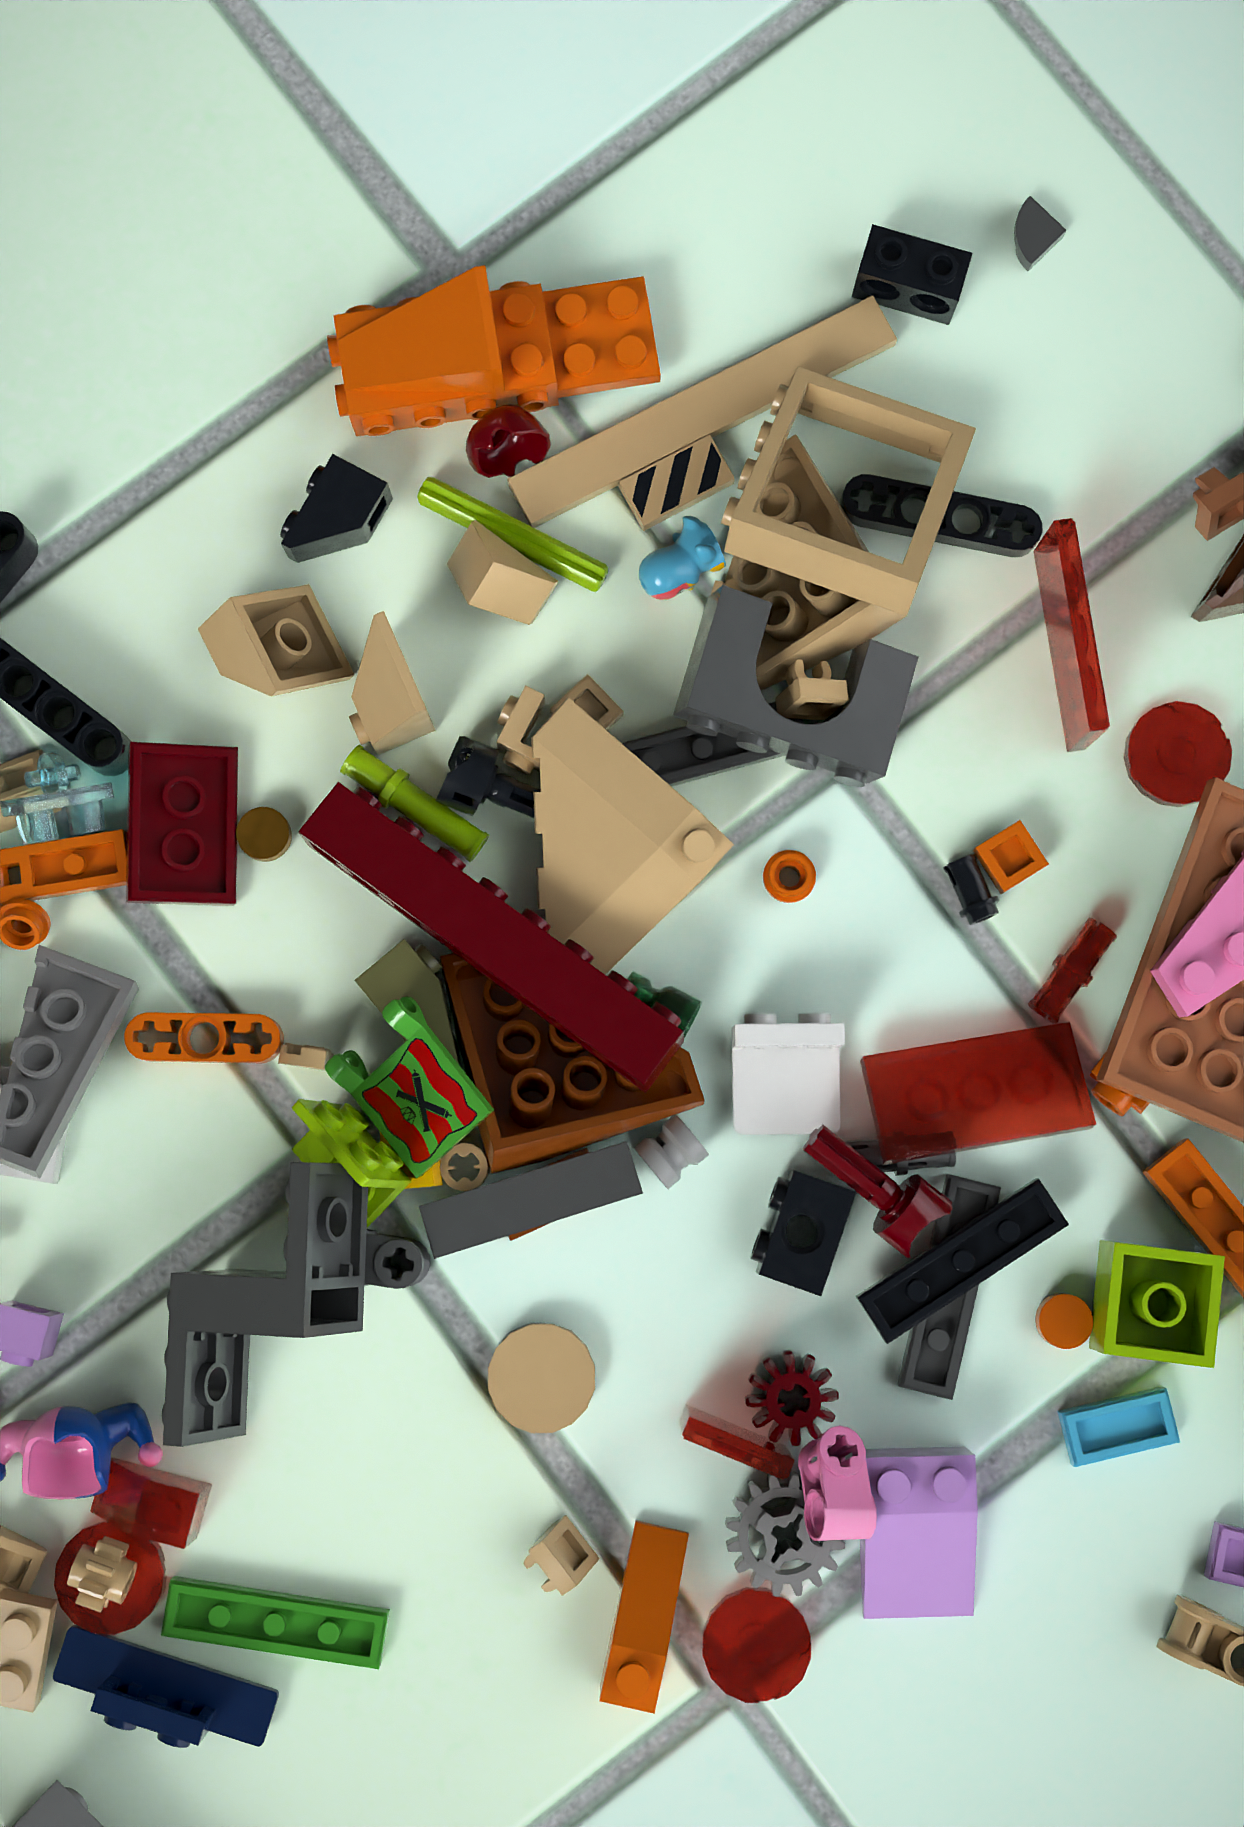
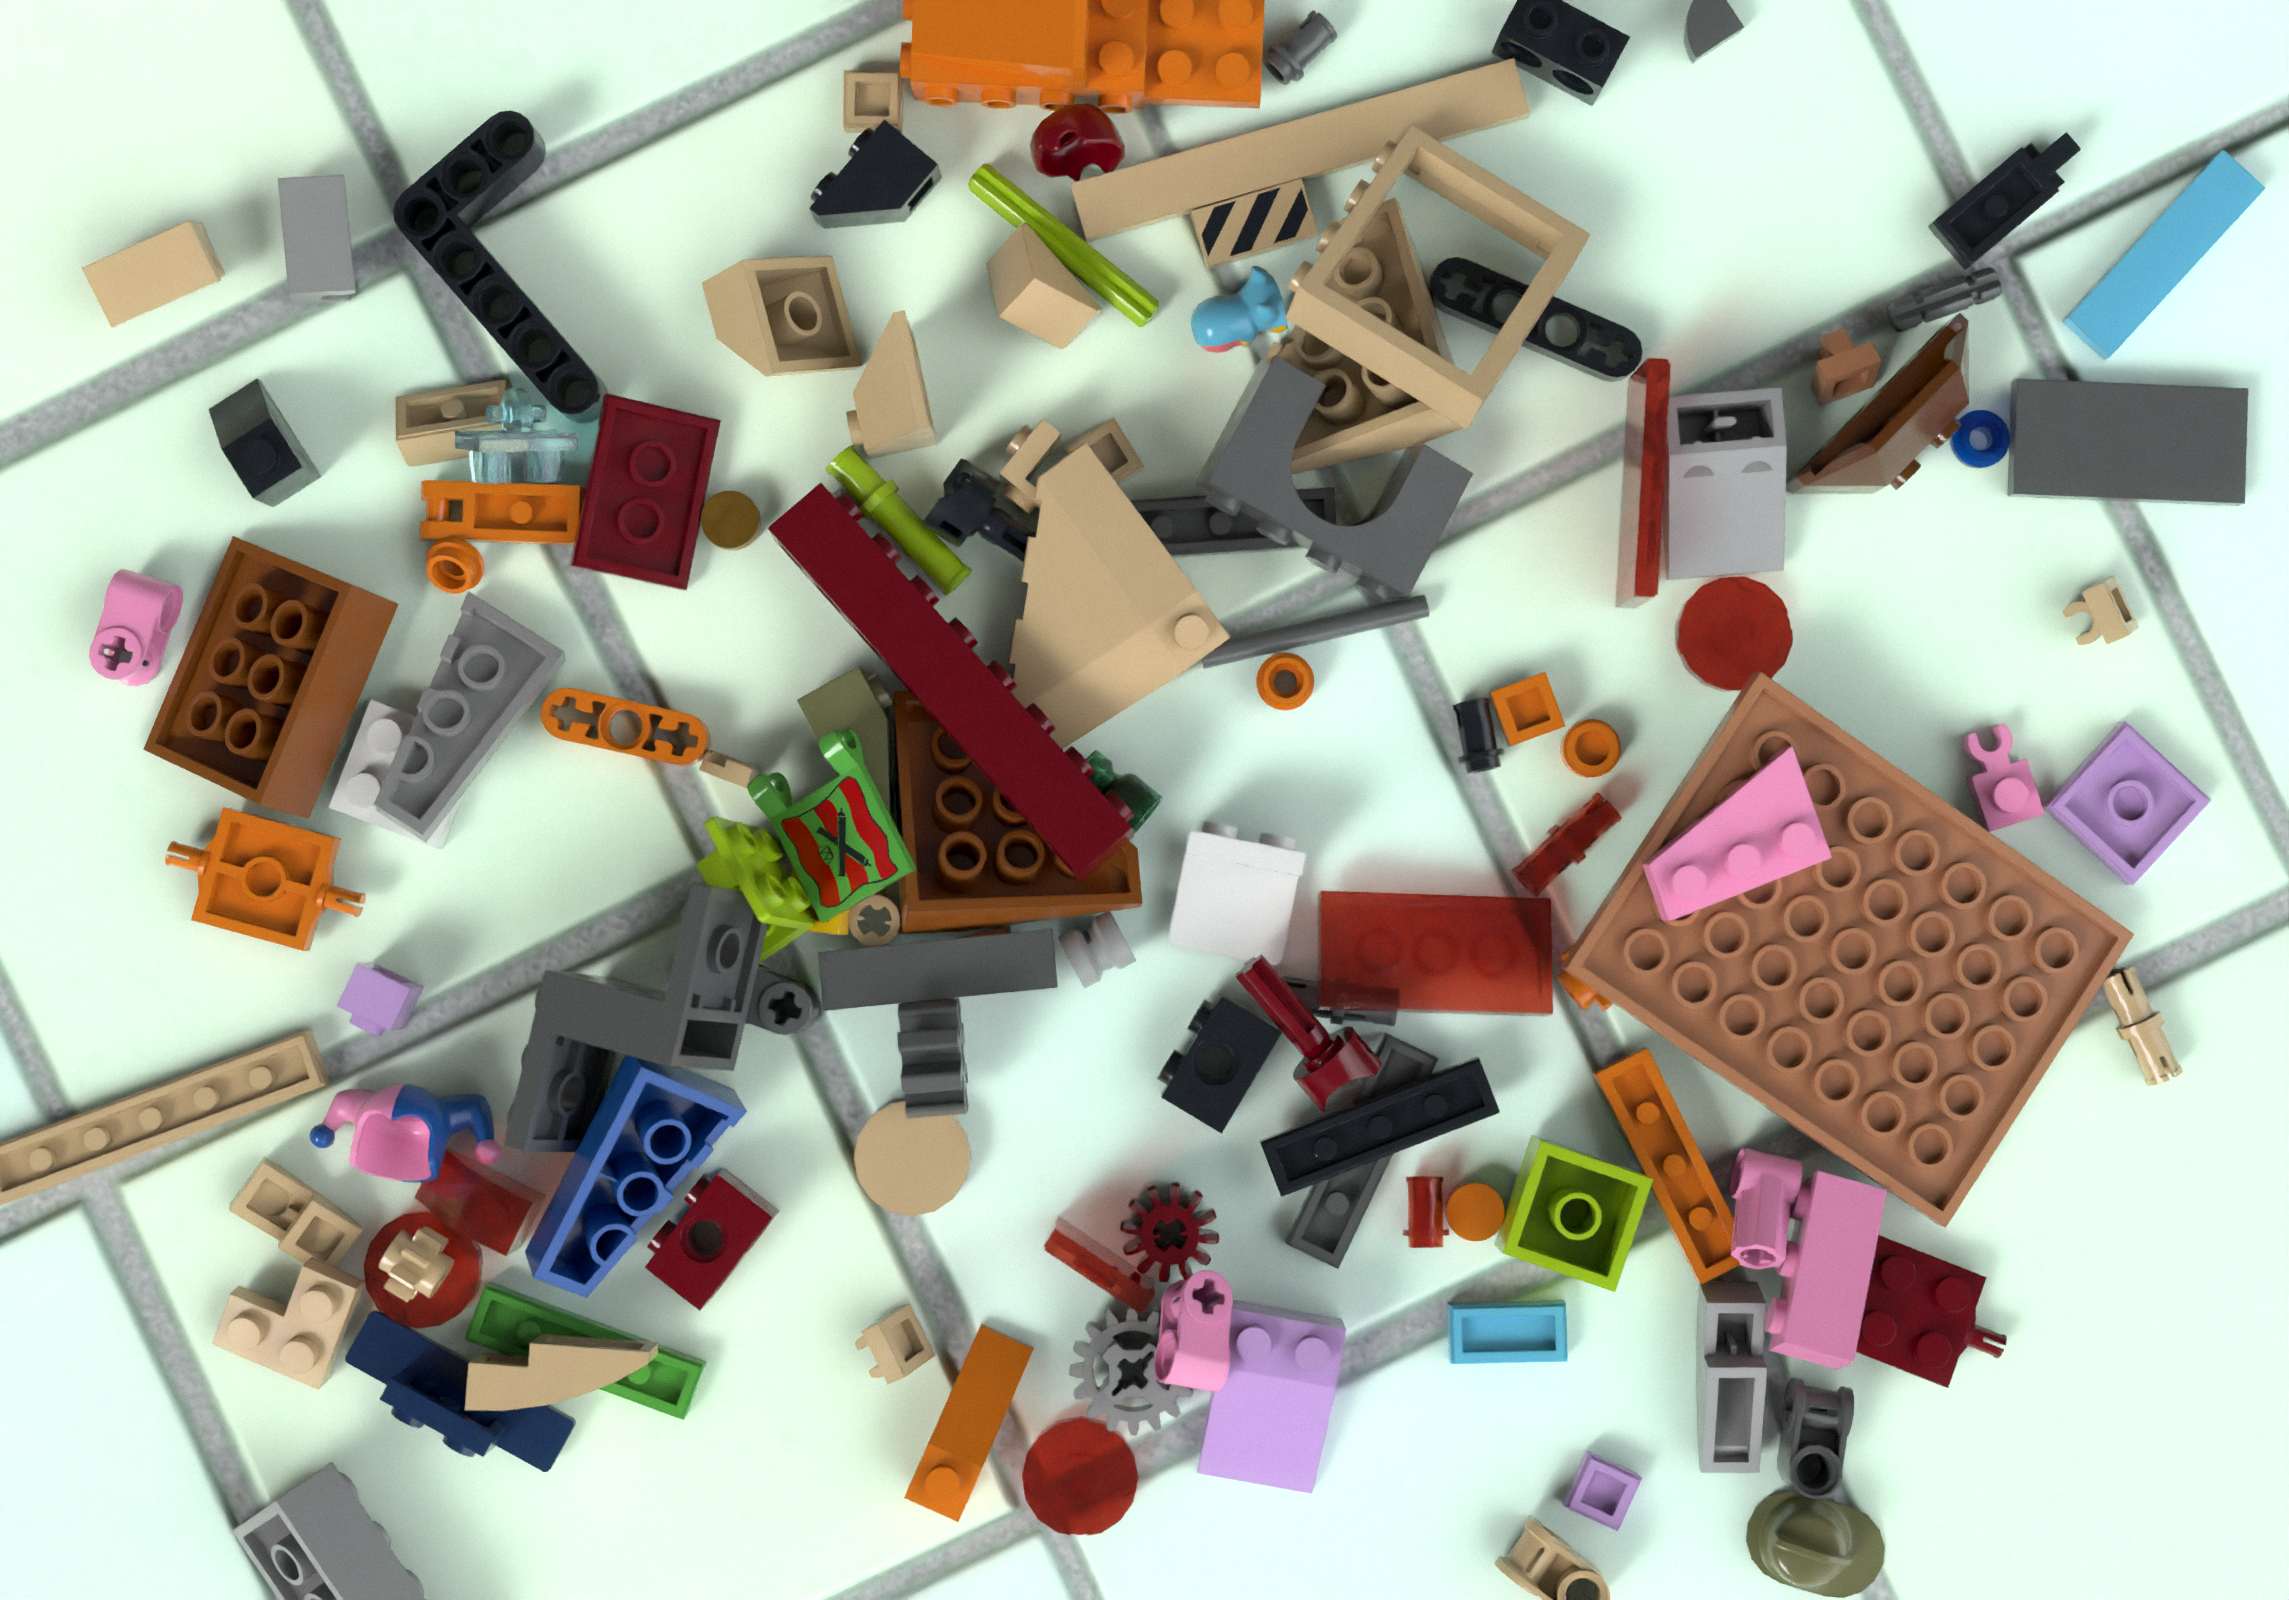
camera: 10 degrees right, 5 degrees up
(249, 1649) = (553, 1372): none -> tan slope
(281, 1442) = (631, 1159): none -> blue wedge
(316, 440) = (871, 98): none -> tan tile
(361, 1525) = (701, 1272): none -> dark red brick
(543, 1282) = (933, 1058): none -> dark grey gear
(677, 334) = (1299, 48): none -> dark grey pin
(808, 826) = (1318, 630): none -> dark grey bar
(811, 697) = (1348, 493): tan tile -> none
(1020, 1331) = (1425, 1212): none -> clear red pin
(1074, 880) = (1590, 748): none -> orange tile
(1145, 621) = (1725, 484): none -> light grey slope

